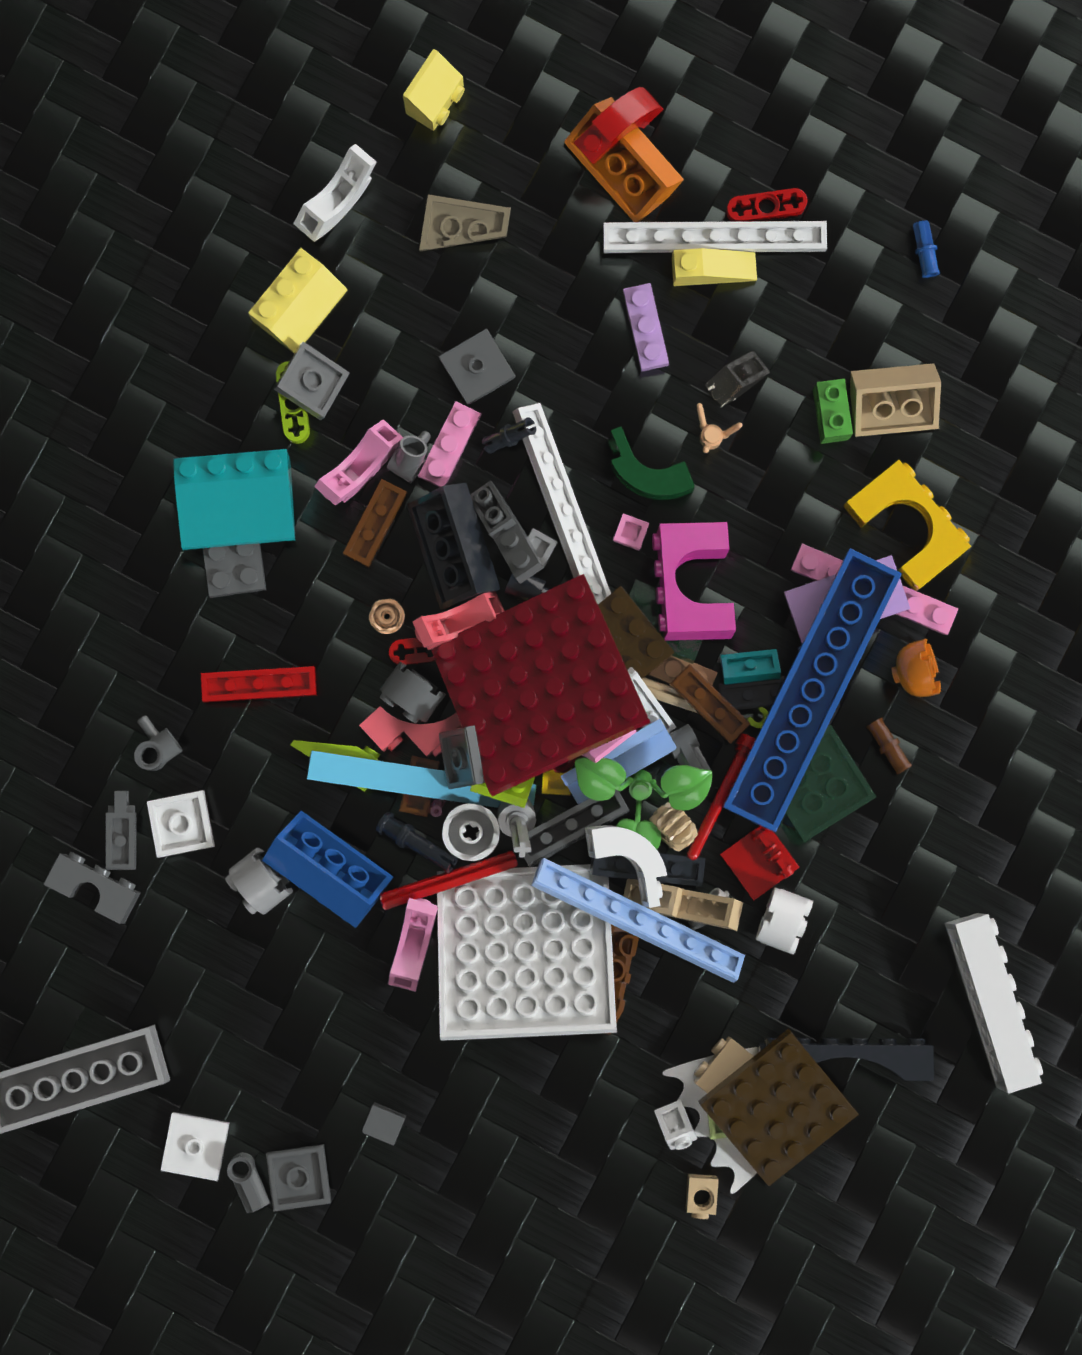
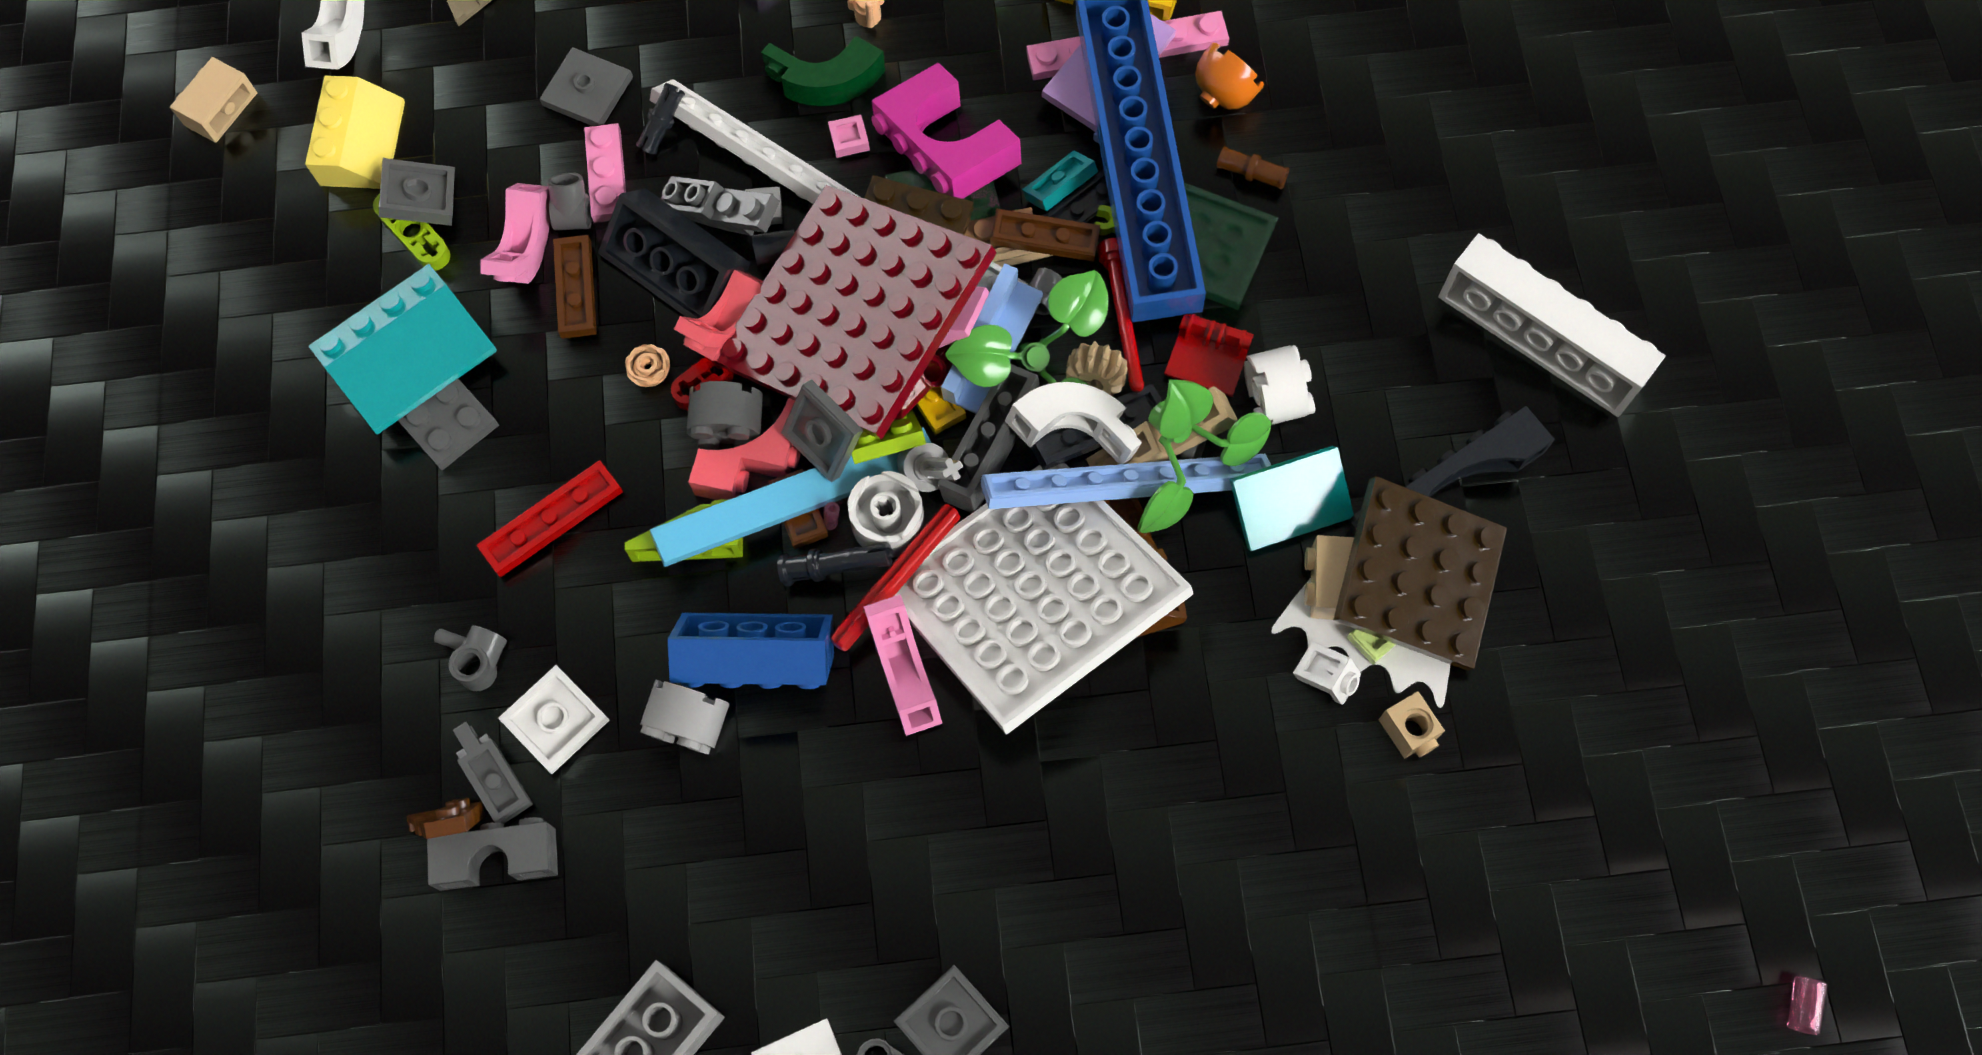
camera: 30 degrees left, 15 degrees down
(76, 850) = (454, 818): none -> reddish brown wing
(216, 205) = (213, 99): none -> tan brick
(384, 1123) = (1008, 889): dark grey panel -> none
(691, 914) = (1175, 419): none -> bright green plant
(736, 1000) = (1292, 498): none -> tile

